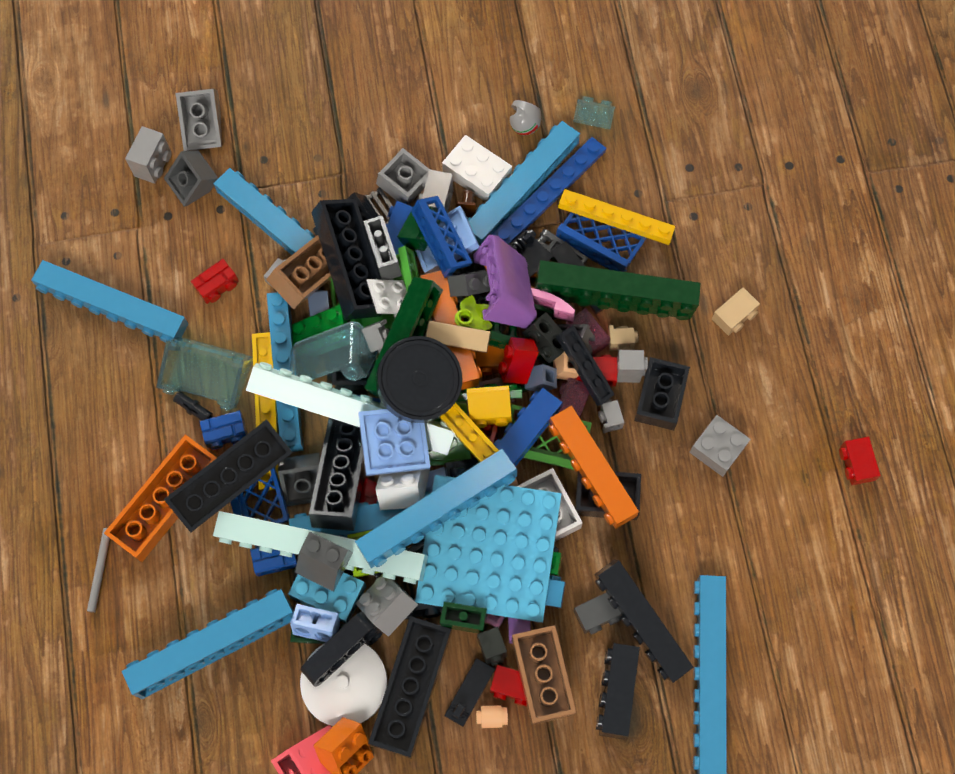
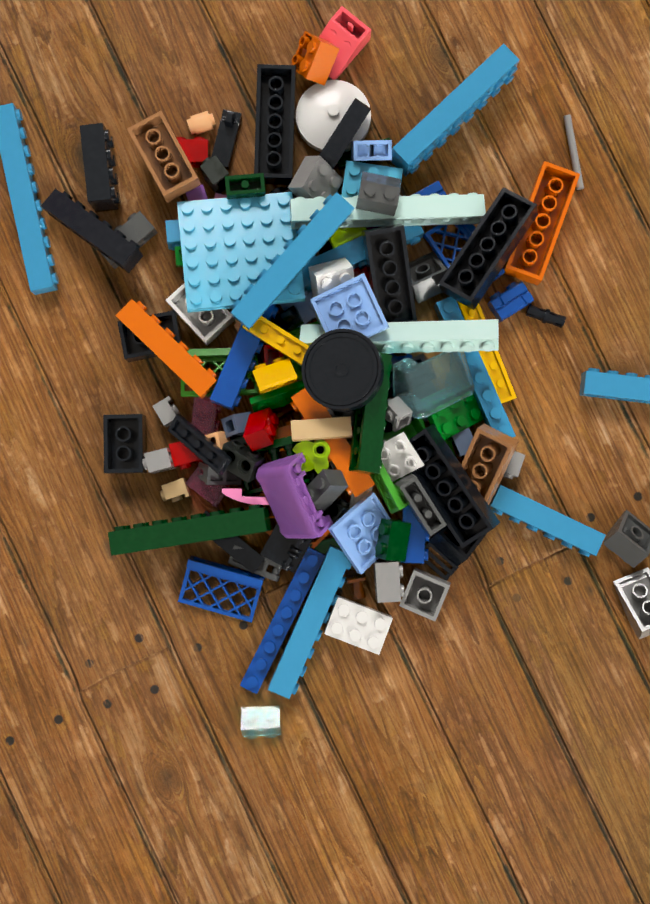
camera: 160 degrees right, 15 degrees up
(204, 371) = (547, 352): clear light blue windscreen -> none
(215, 281) = (568, 439): red brick -> none
(436, 235) = (372, 523): blue fence -> none
(526, 119) = (324, 692): light grey helmet -> none
(616, 216) = (211, 613): yellow plate -> none
(719, 445) = (62, 411): light grey brick -> none
(736, 311) = (75, 546): tan brick -> none

